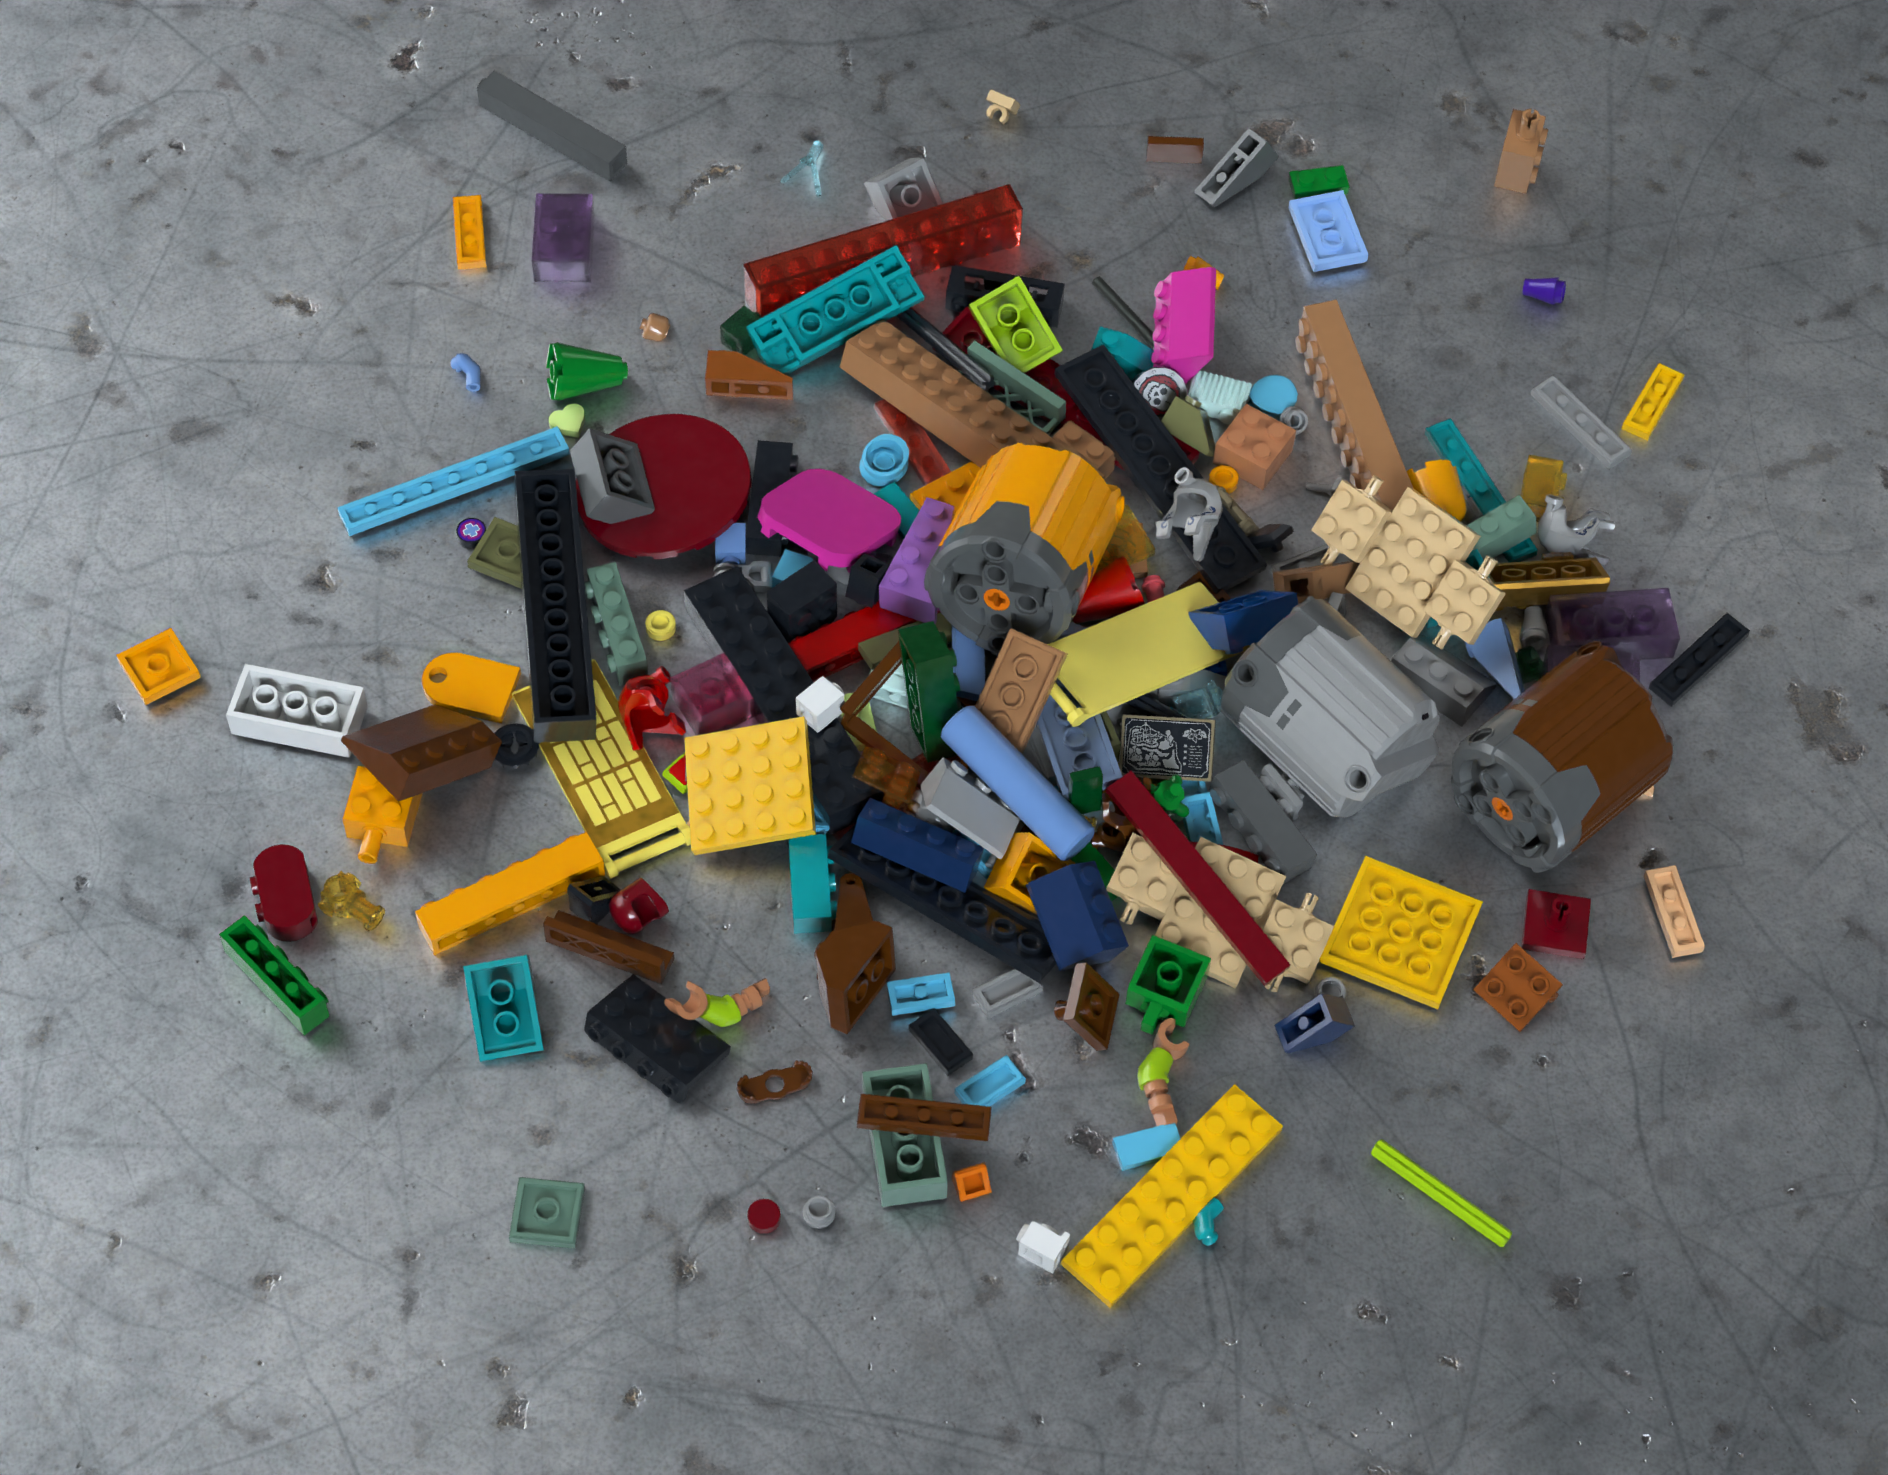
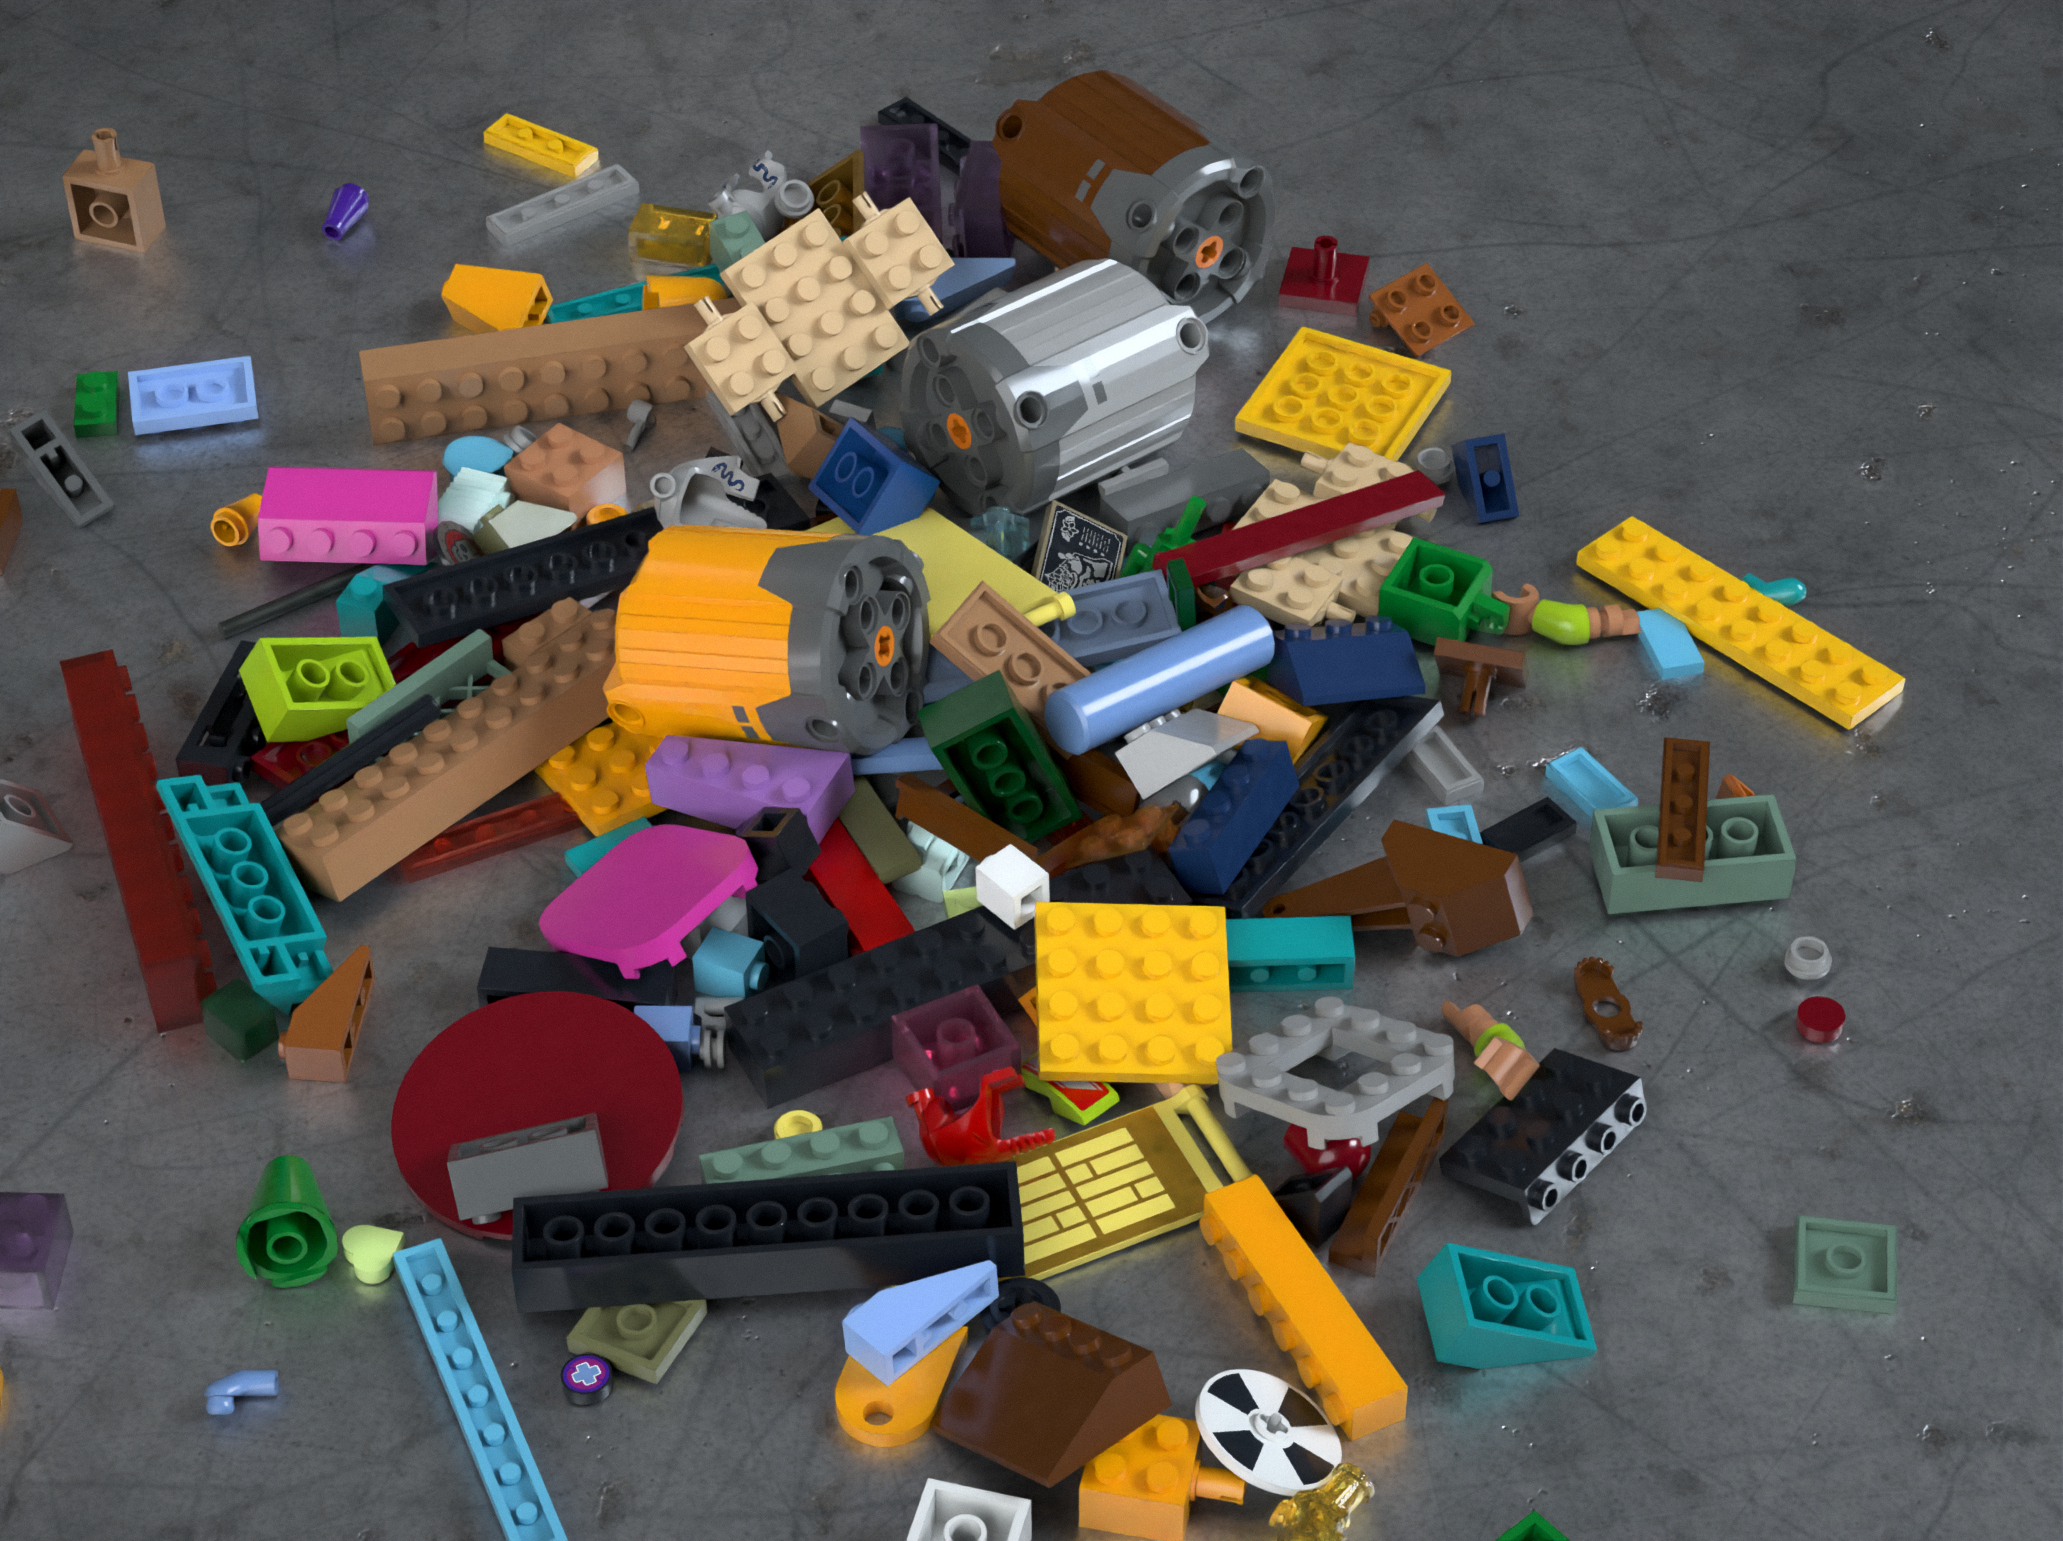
camera: 85 degrees left, 15 degrees down
(396, 847) = (1267, 1431): none -> white piece
(485, 675) = (914, 1318): none -> light blue slope
(655, 327) = (193, 1143): medium nougat piece -> none
(680, 949) = (1257, 1076): none -> light grey plate
(884, 460) = (522, 861): medium azure piece -> none
(1042, 1245) = (1834, 733): white brick -> none
(1436, 389) = (495, 298): none -> light orange slope
(1441, 1193) = (1706, 396): lime axle -> none
(1565, 549) = (794, 199): none -> light grey plate
(1674, 911) = (1319, 184): light nougat plate -> none

